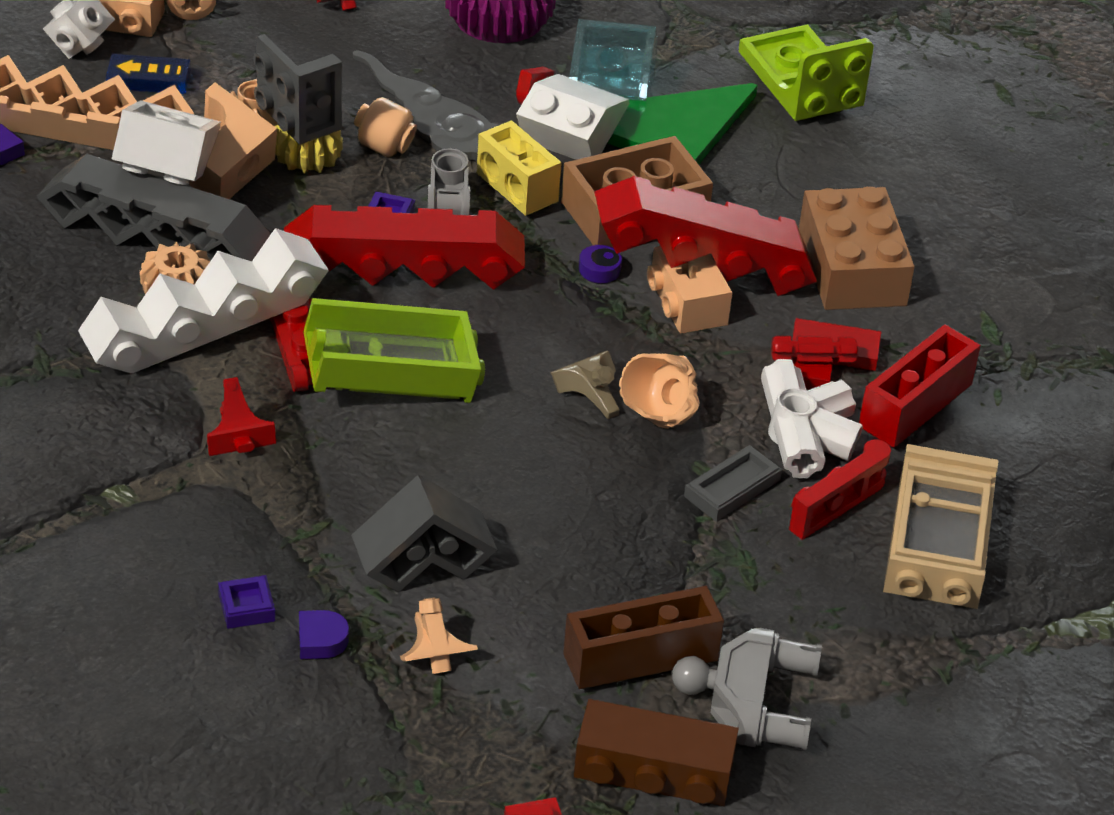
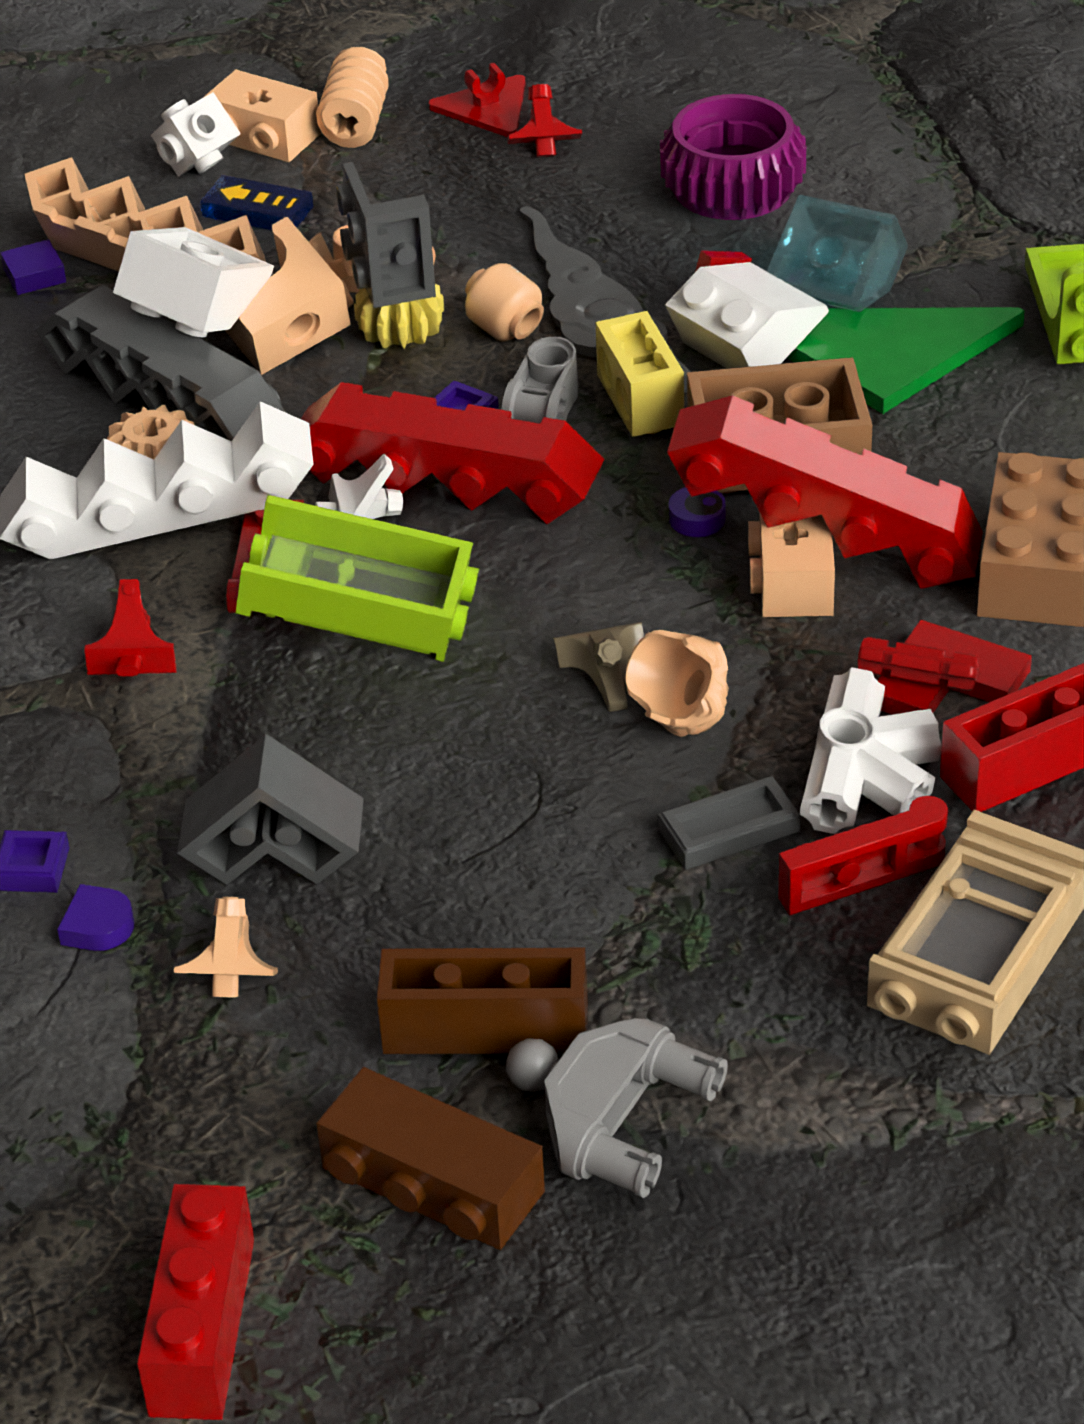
camera: 25 degrees right, 0 degrees up
(357, 286) = (365, 494): none -> white piece

